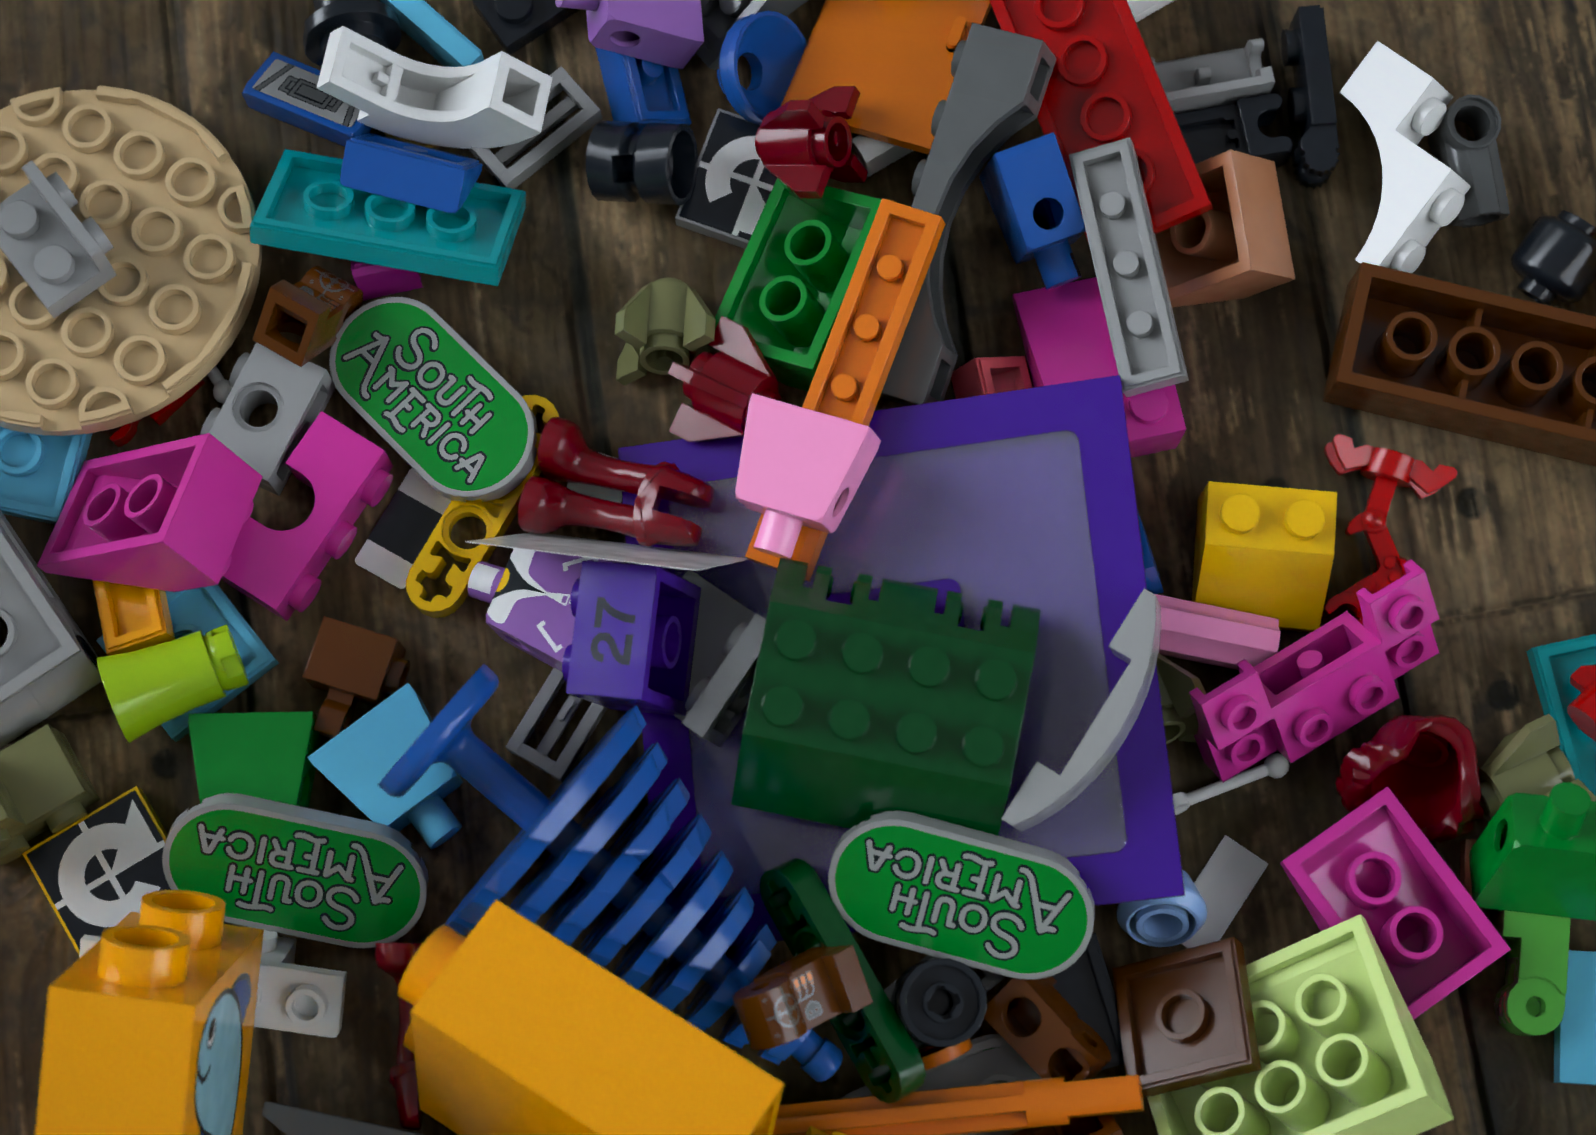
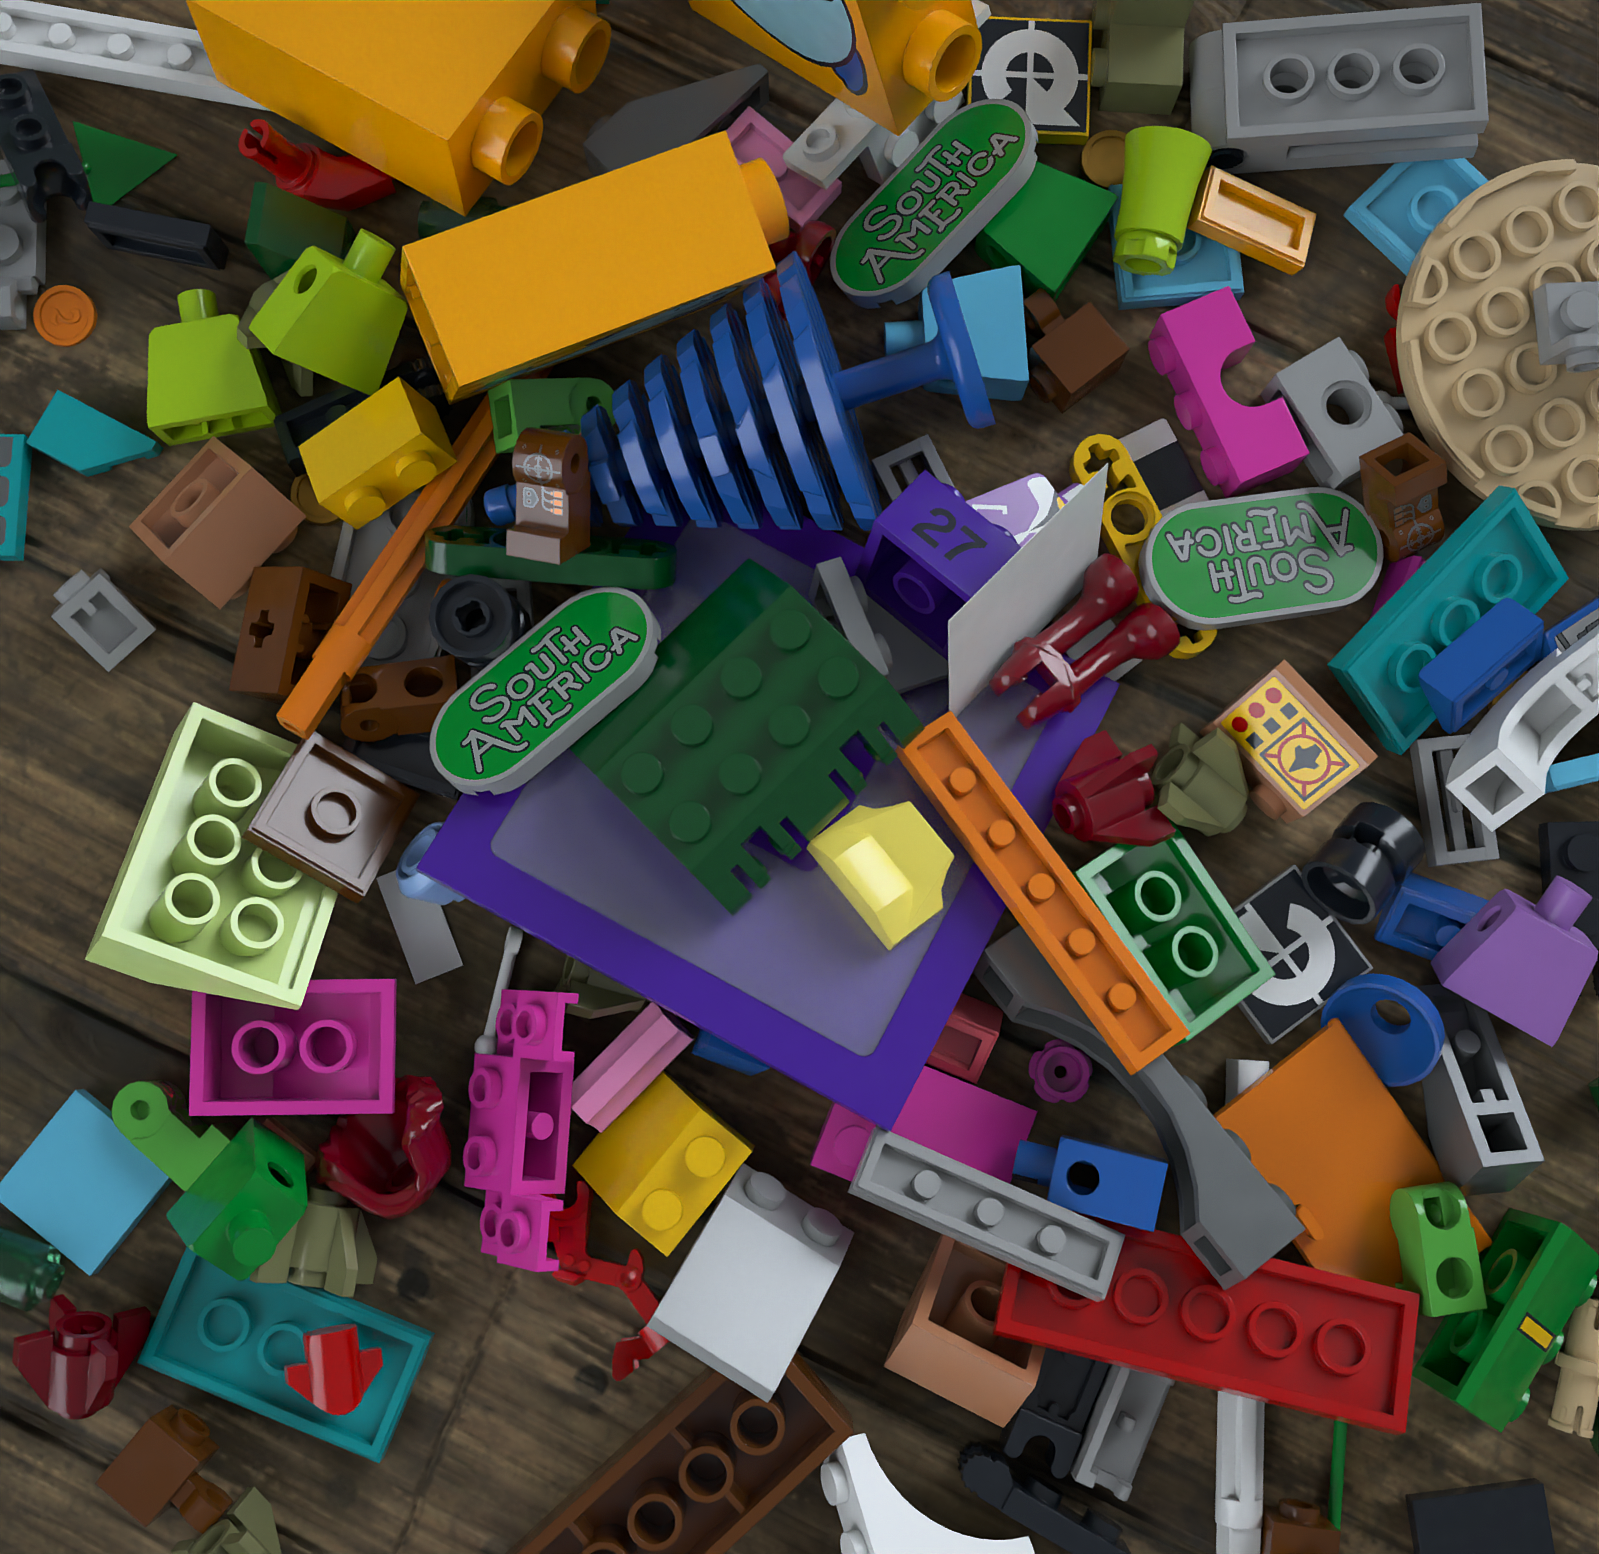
camera: 125 degrees right, 5 degrees up
(145, 760) = (1104, 159): none -> pearl gold piece
(154, 516) = (1301, 267): dark pink slope -> none
(346, 1067) = (757, 138): none -> bright pink plate
(585, 280) = (1290, 744): none -> slope
(799, 470) = (990, 791): bright pink torso -> none
(811, 142) = (1286, 1017): dark red brick -> none
(912, 518) = (886, 867): none -> light yellow slope
(981, 284) = (1077, 1067): none -> magenta plate
(1048, 792) = (639, 966): light grey slope -> none
(1307, 409) = (753, 1281): none -> slope

